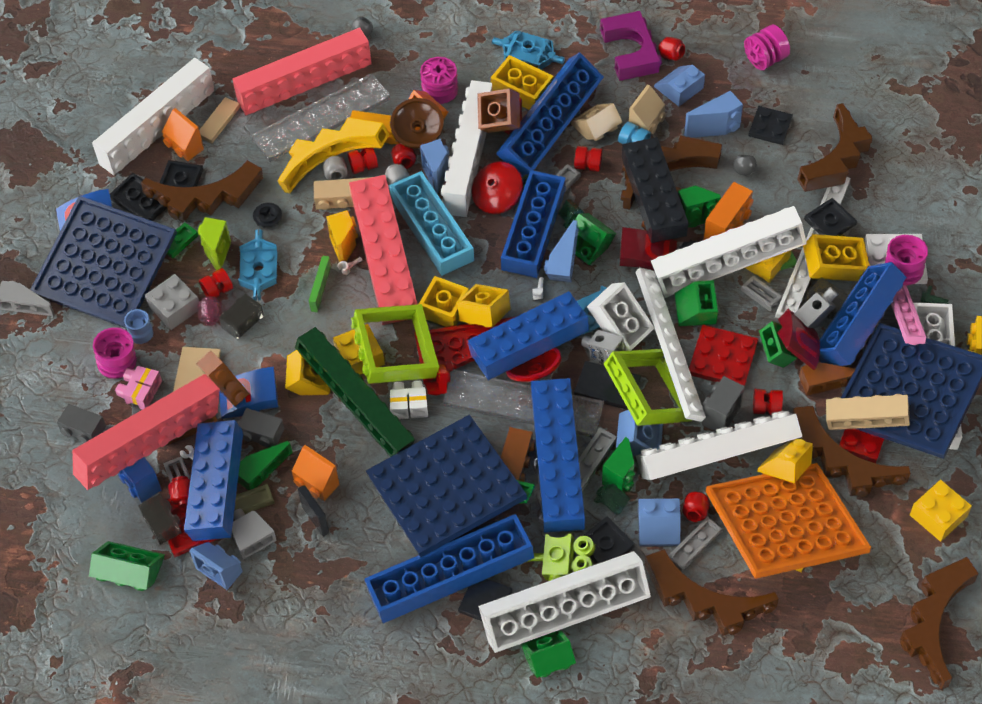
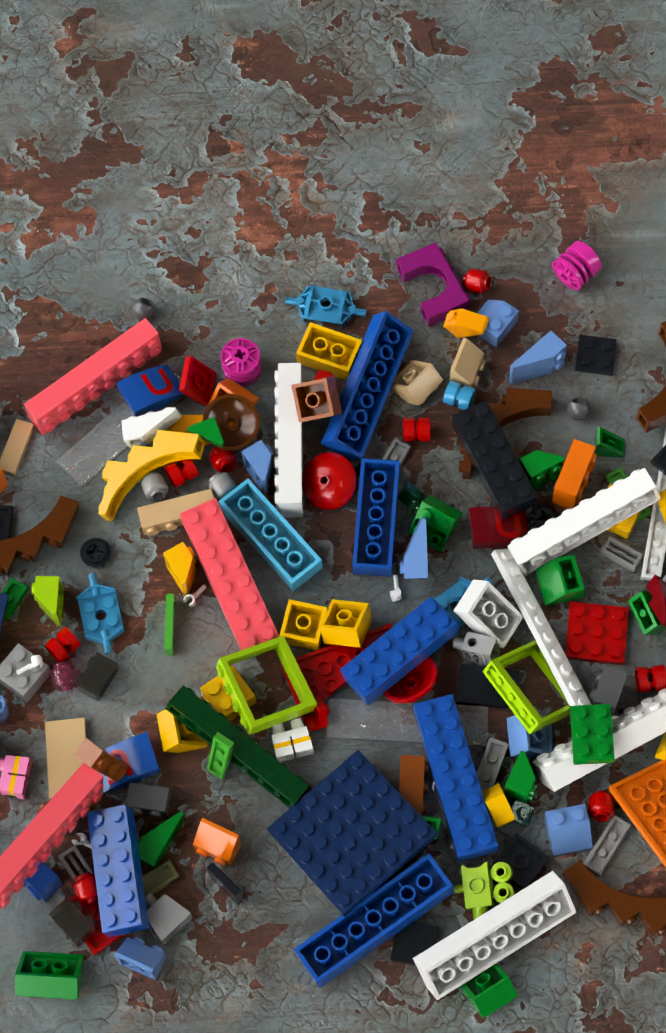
camera: 10 degrees left, 10 degrees up
(186, 287) = (36, 661): none -> white hand
(335, 115) = (144, 428): none -> white slope
(336, 397) = (220, 756): none -> bright green tile
(350, 88) = (150, 389): none -> blue slope
(394, 87) = (197, 381): none -> red plate
(394, 124) = (208, 431): none -> green slope
(594, 487) = (498, 805): none -> yellow slope
(654, 76) = (465, 323): none -> light orange slope
(697, 432) = (592, 734): none -> green plate
(767, 198) = (608, 444): none -> green slope

